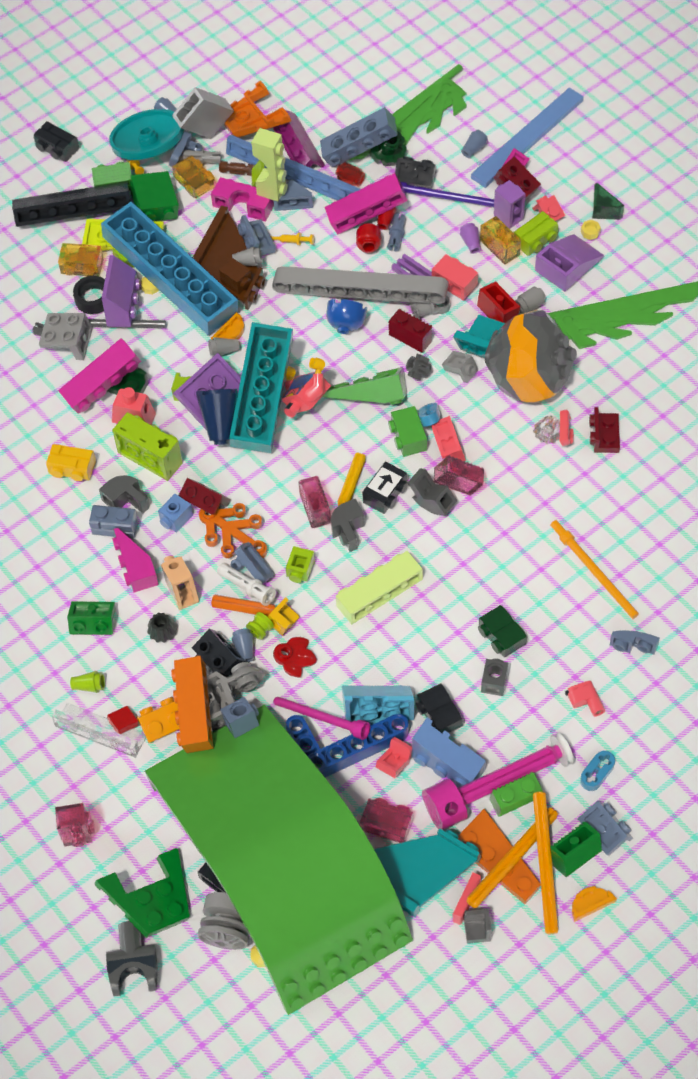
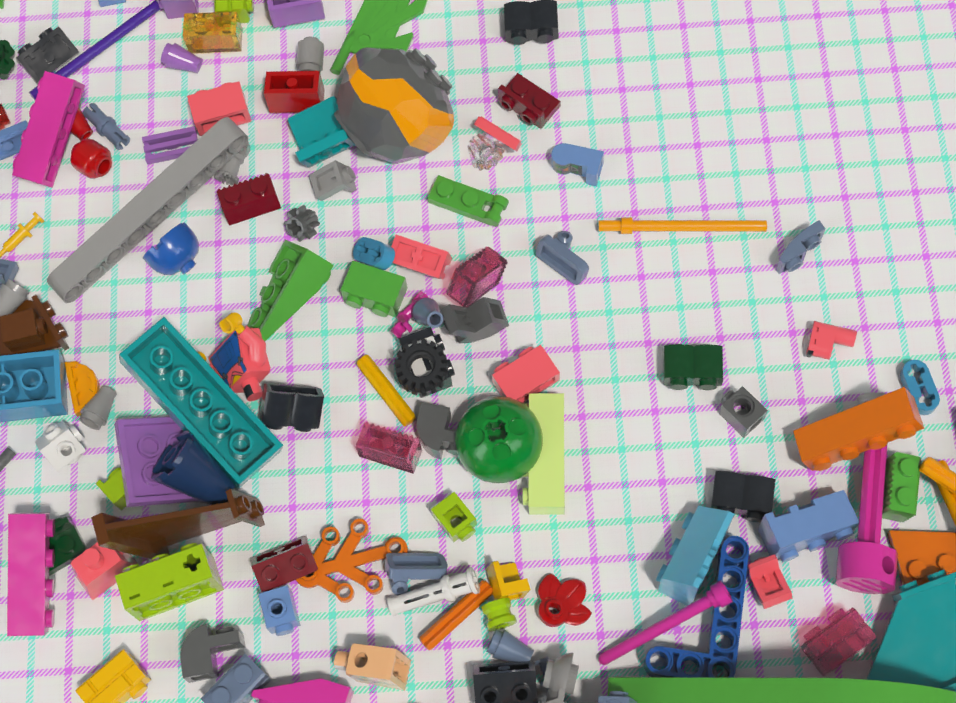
camera: 50 degrees left, 10 degrees up
(175, 421) = (153, 534): none -> reddish brown piece
(185, 342) = (61, 445): none -> white brick
(298, 435) = (291, 406): none -> black brick
(364, 551) = (506, 455): none -> green piece
(374, 471) = (414, 352): none -> black tyre
(405, 459) = (404, 316): none -> dark pink arm
(417, 461) = (427, 313): none -> sand blue cone
(420, 543) = (526, 375): none -> coral brick
(509, 443) = (467, 201): none -> bright green plate
(513, 509) = (561, 259): none -> sand blue piece
(530, 741) = (858, 429): none -> orange brick
(585, 480) = (578, 161): none -> medium blue leg
(660, 397) = (531, 21): none -> black brick

